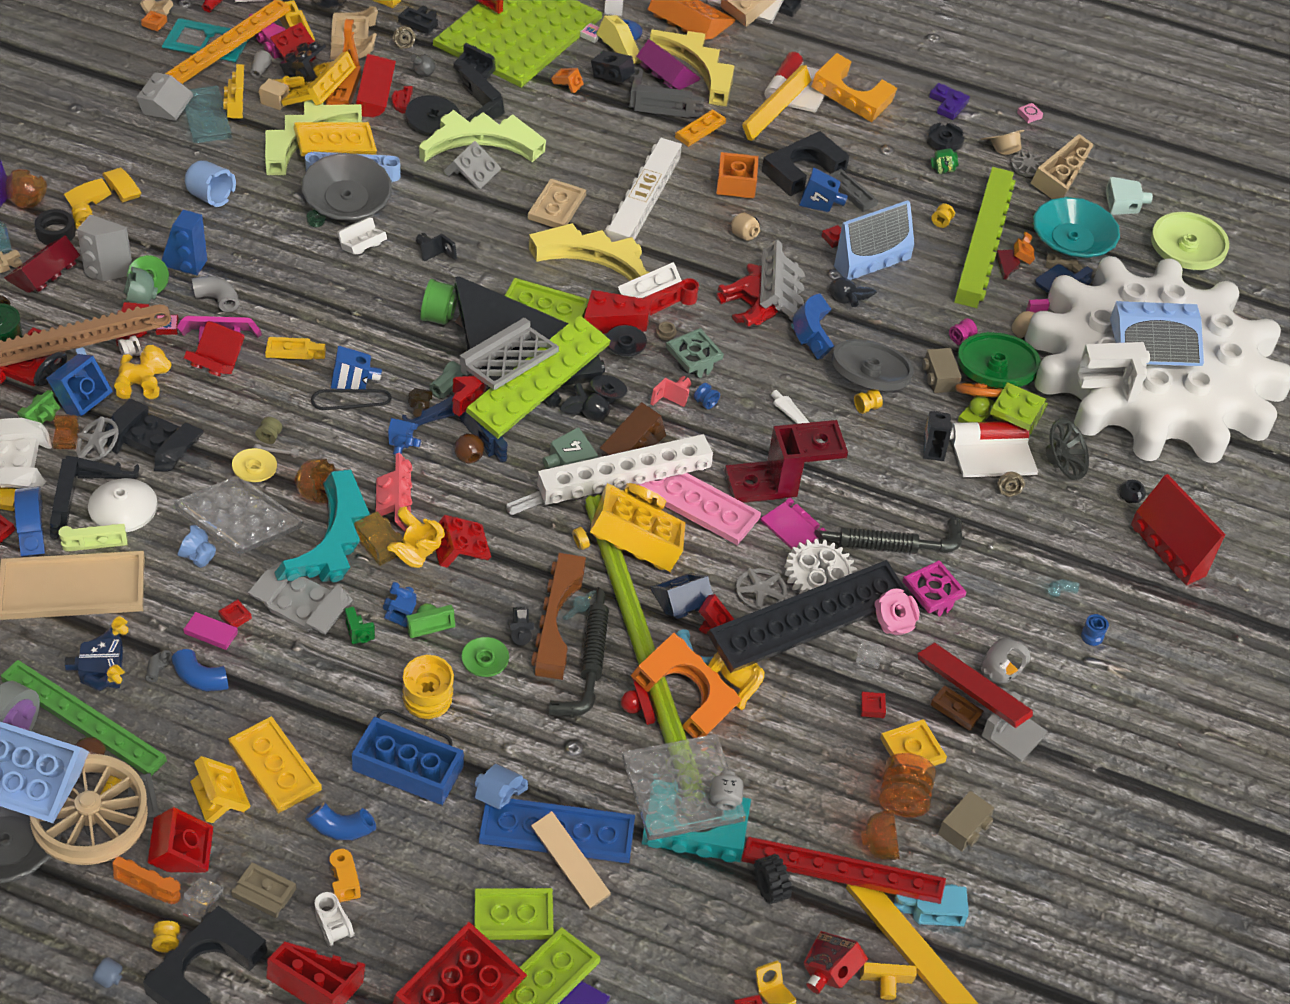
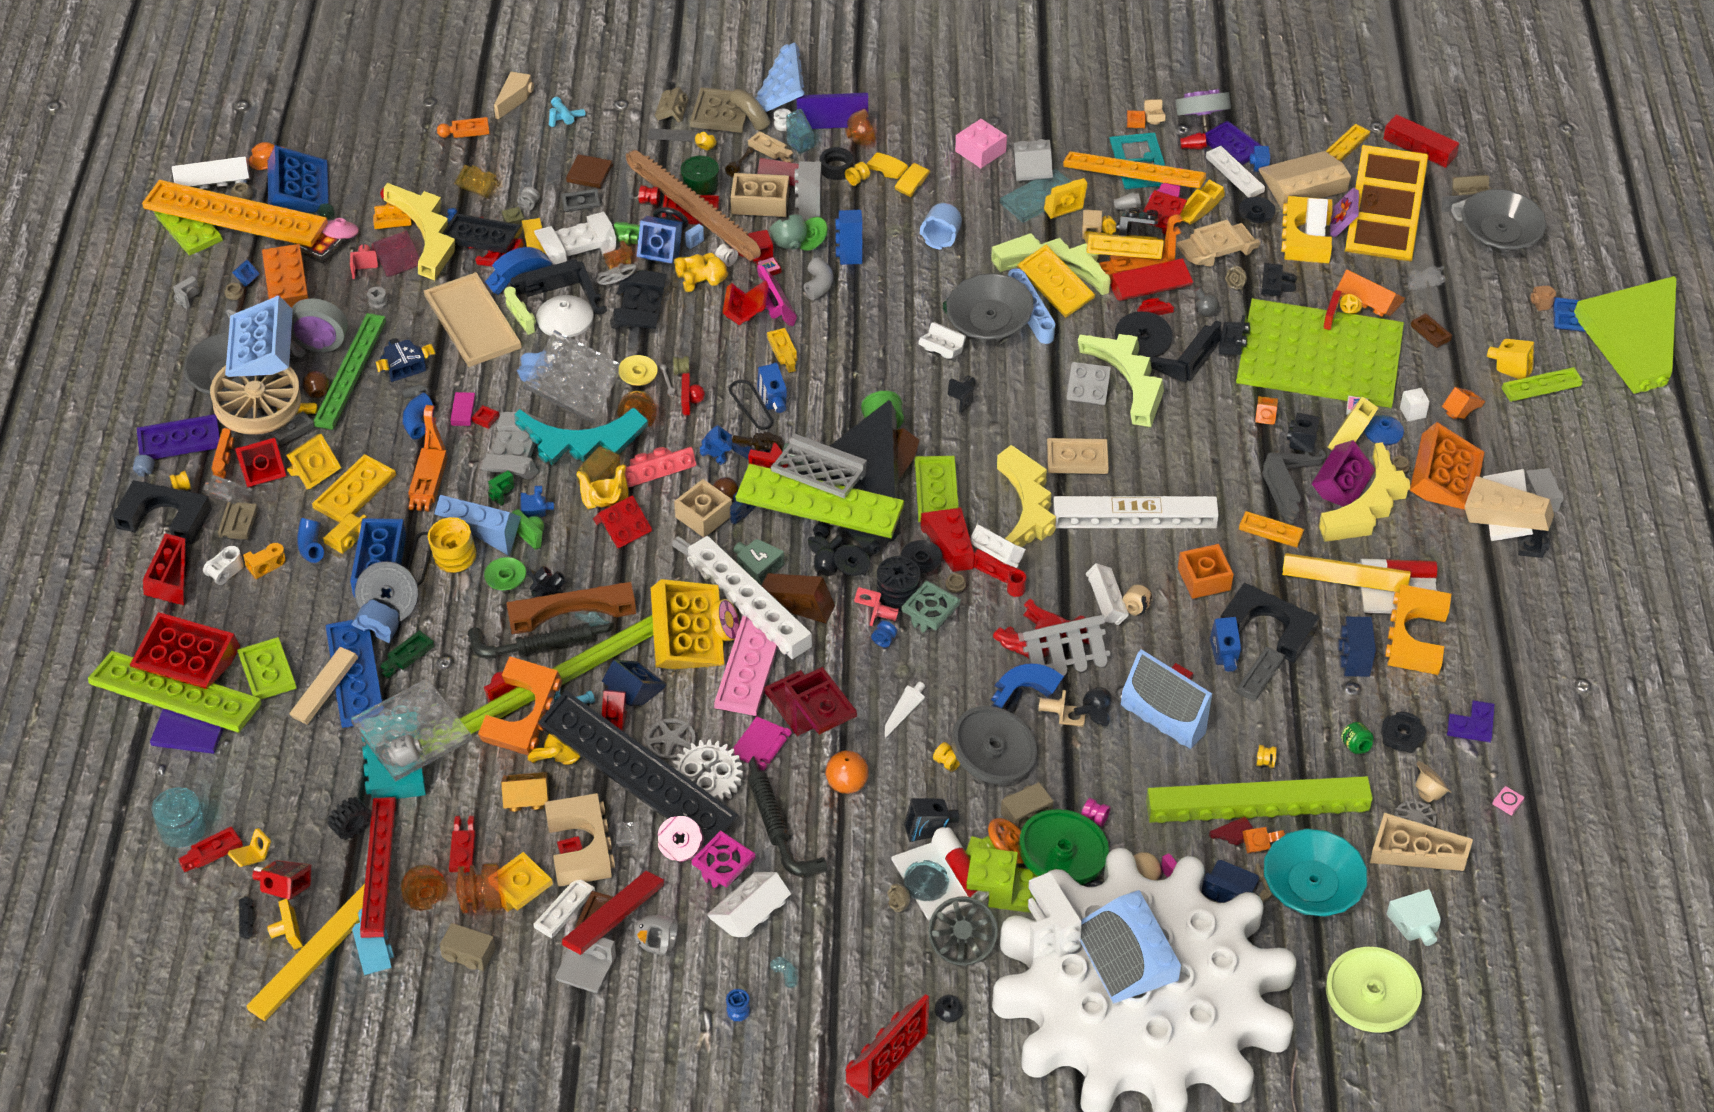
camera: 75 degrees right, 0 degrees up
(63, 292) = (760, 194): none -> tan brick
(83, 923) = (179, 437): none -> dark purple plate
(110, 122) = (981, 143): none -> bright pink brick
(291, 684) = (429, 466): none -> orange hinge
(313, 436) = (692, 394): none -> red tile
(343, 785) = (345, 533): none -> yellow bracket
(419, 639) = (486, 523): none -> medium blue wedge
(460, 747) = (388, 575): none -> piece
(485, 470) = (703, 508): none -> tan brick
(553, 773) = (407, 653): none -> dark green plate
(656, 360) = (897, 581): none -> black wheel
(731, 241) = (1107, 594): none -> white container
(784, 718) = (525, 790): none -> slope
(830, 794) = (462, 845): none -> red hinge
(839, 675) = (584, 814): none -> tan arch
(844, 312) = (1063, 710): none -> tan bracket
(860, 122) = (1357, 646): none -> dark blue brick
(862, 470) = (847, 772): none -> orange helmet
(949, 742) = (563, 908): none -> white tile
(987, 589) = (750, 903): none -> white slope
(999, 458) = (926, 880): none -> clear light blue tile

